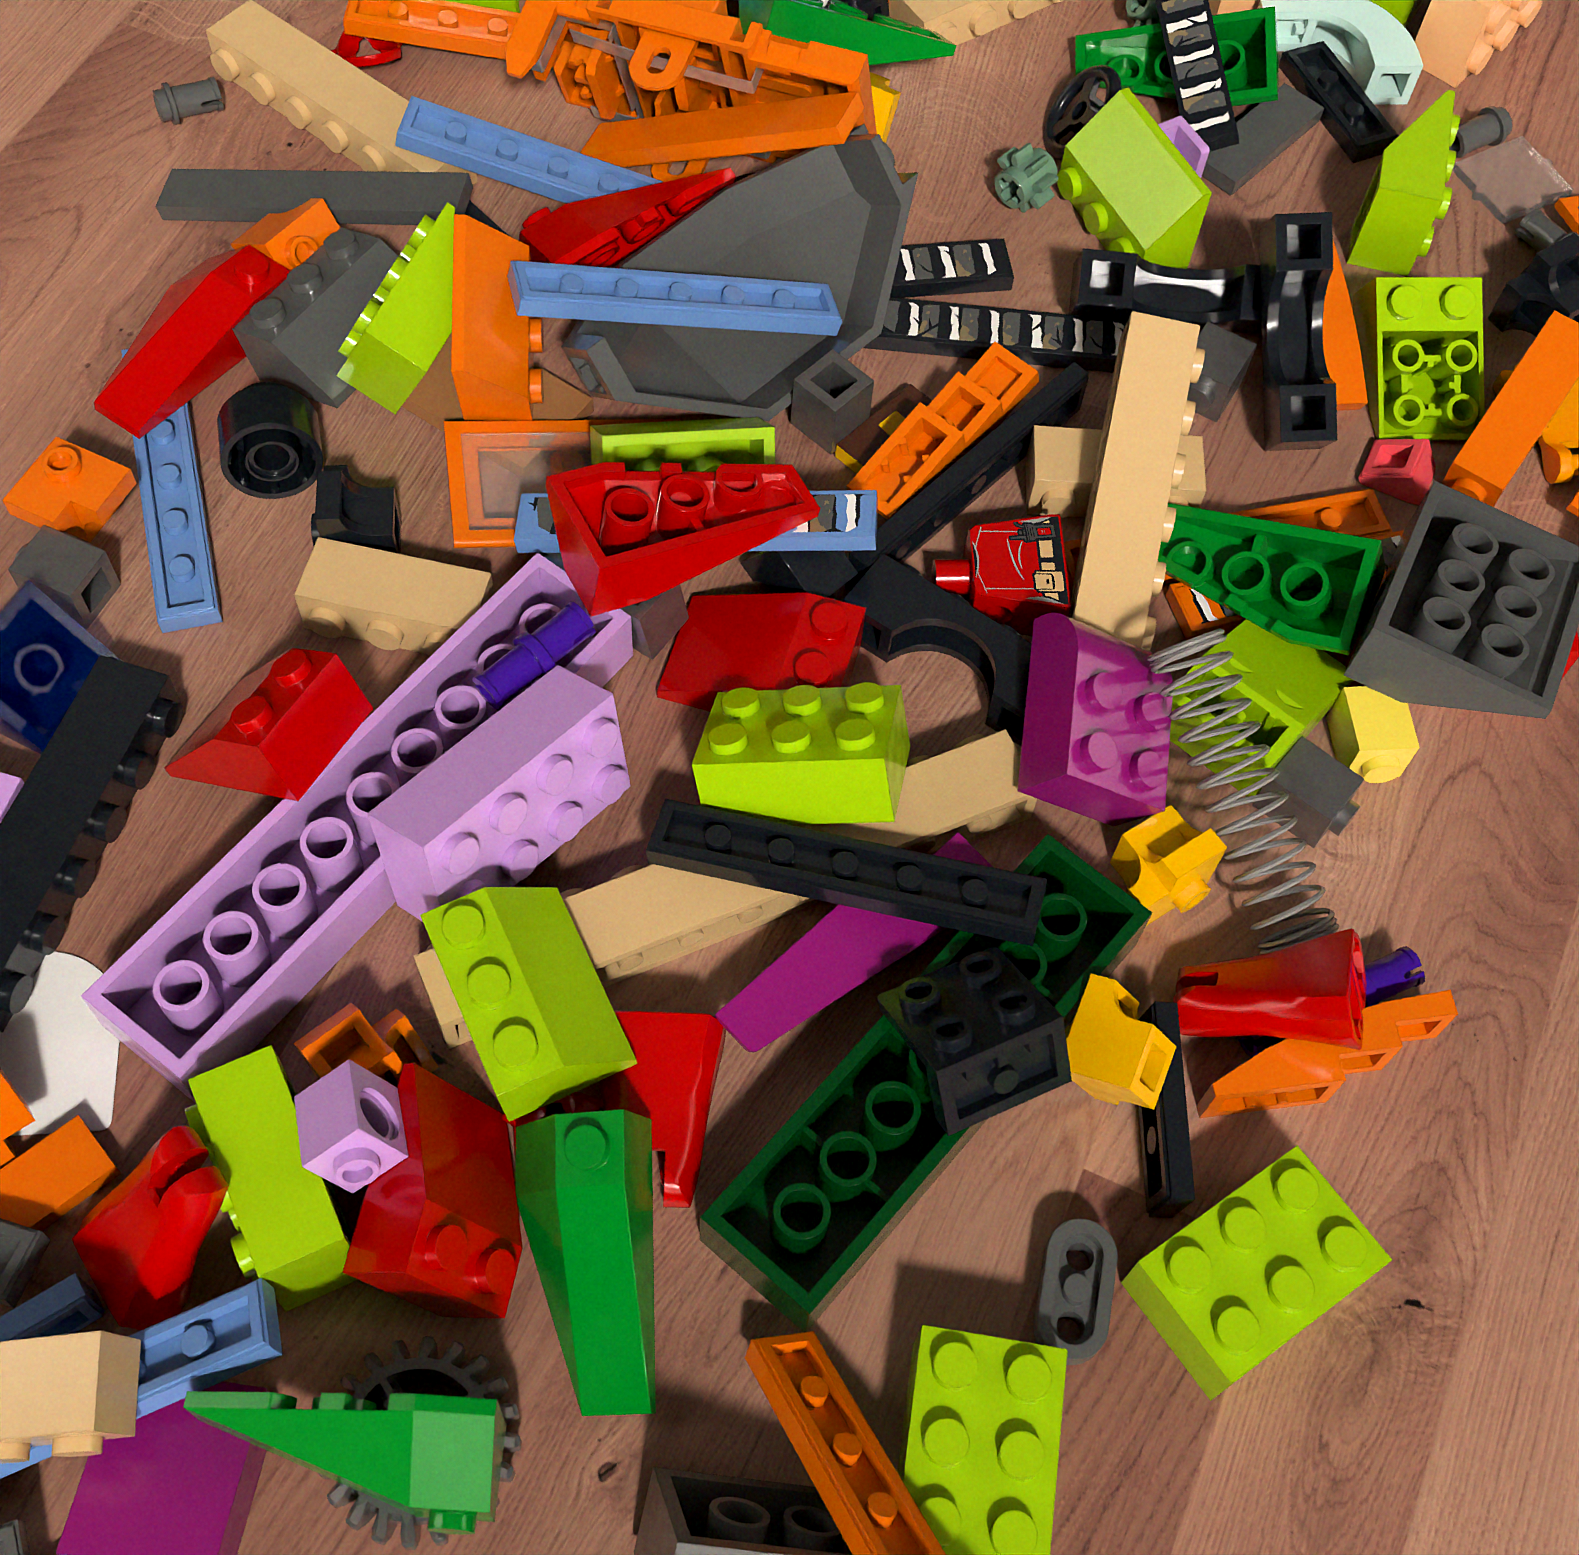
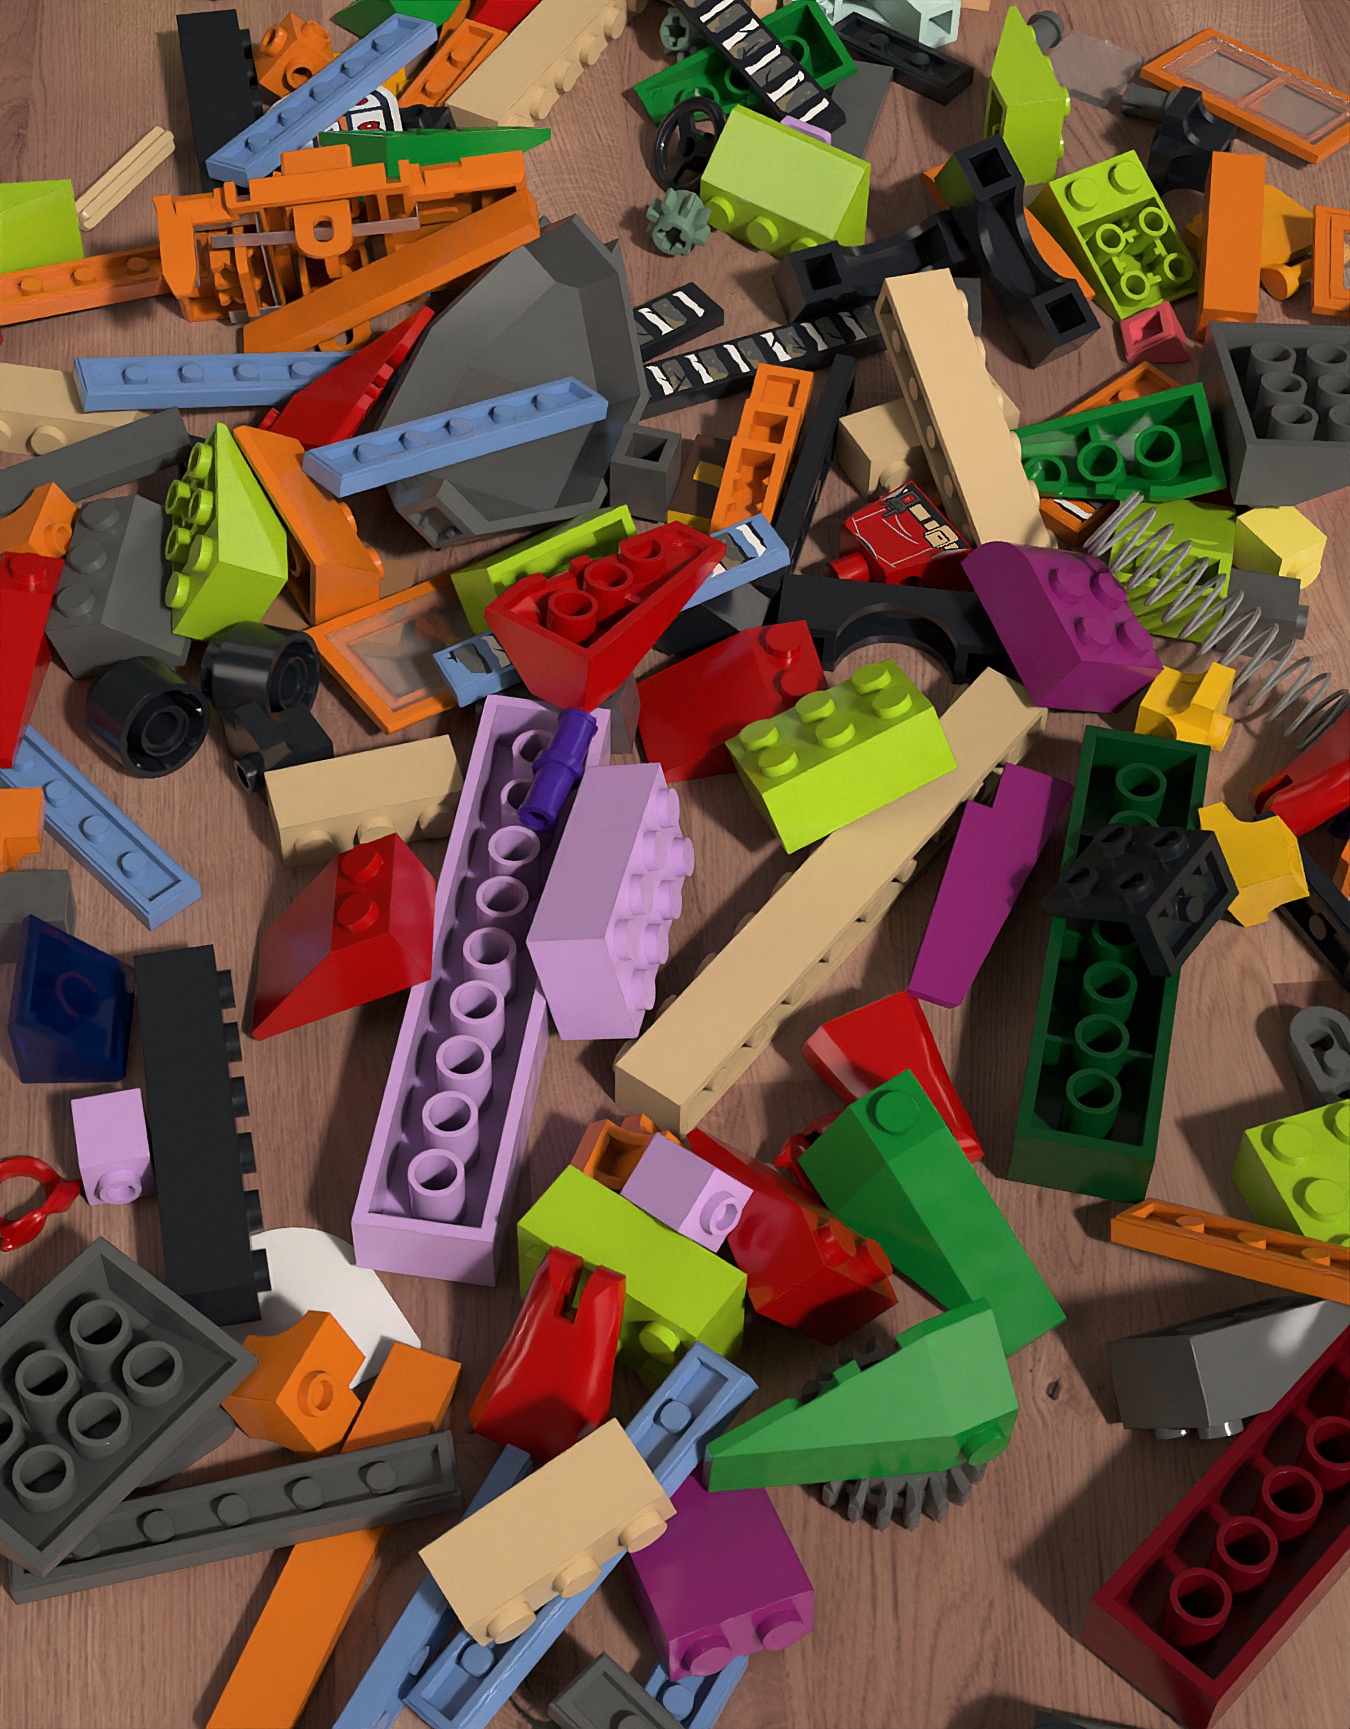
camera: 25 degrees left, 10 degrees down
(387, 445) = (260, 665): none -> black piece
(527, 994) = (743, 1043): lime slope -> none
(848, 871) = (941, 825): black tile -> none

